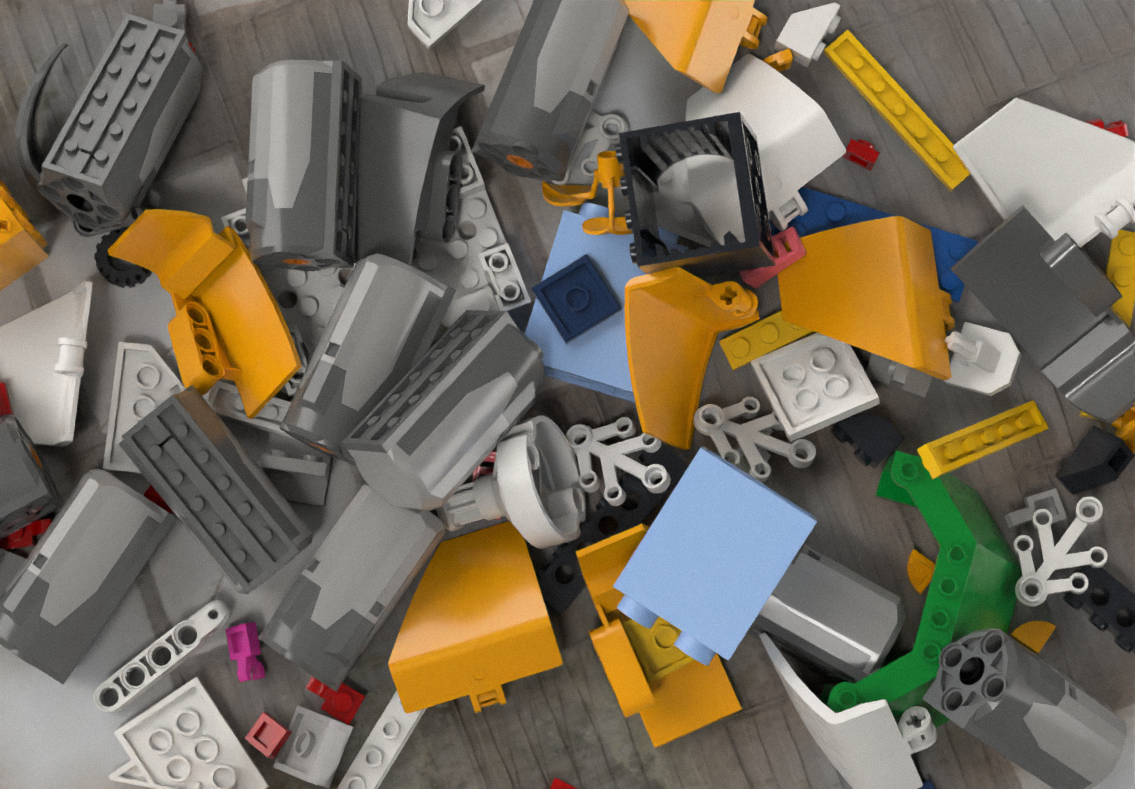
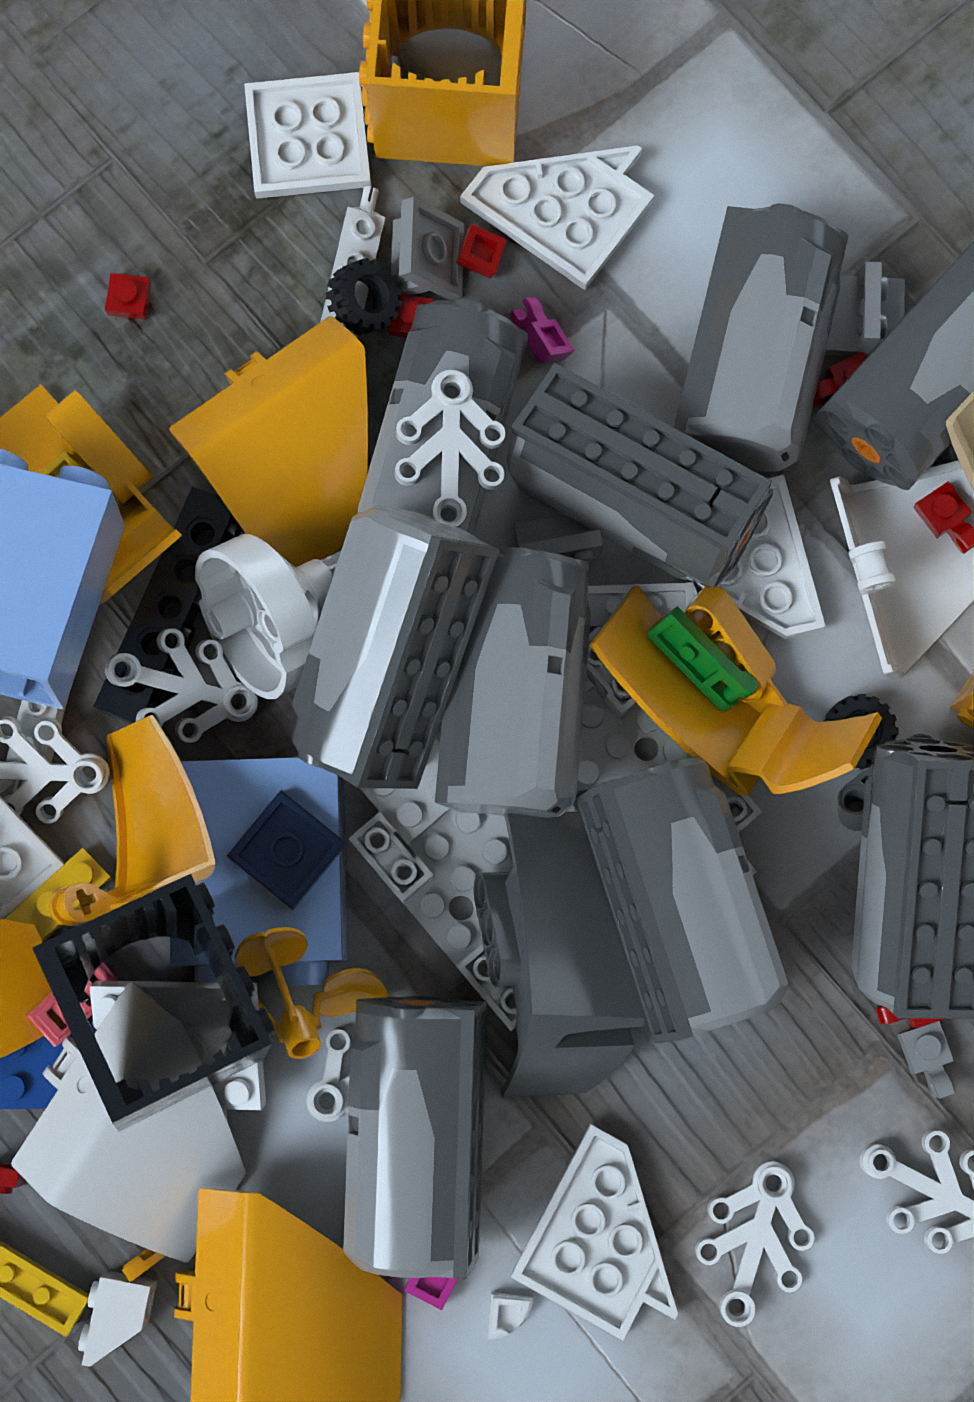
camera: 160 degrees right, 0 degrees up
(146, 660) = (600, 345): white piece -> none
(222, 340) = (701, 660): none -> green plate
(349, 551) = (451, 442): none -> white plant
(360, 716) = (383, 291): none -> black tyre

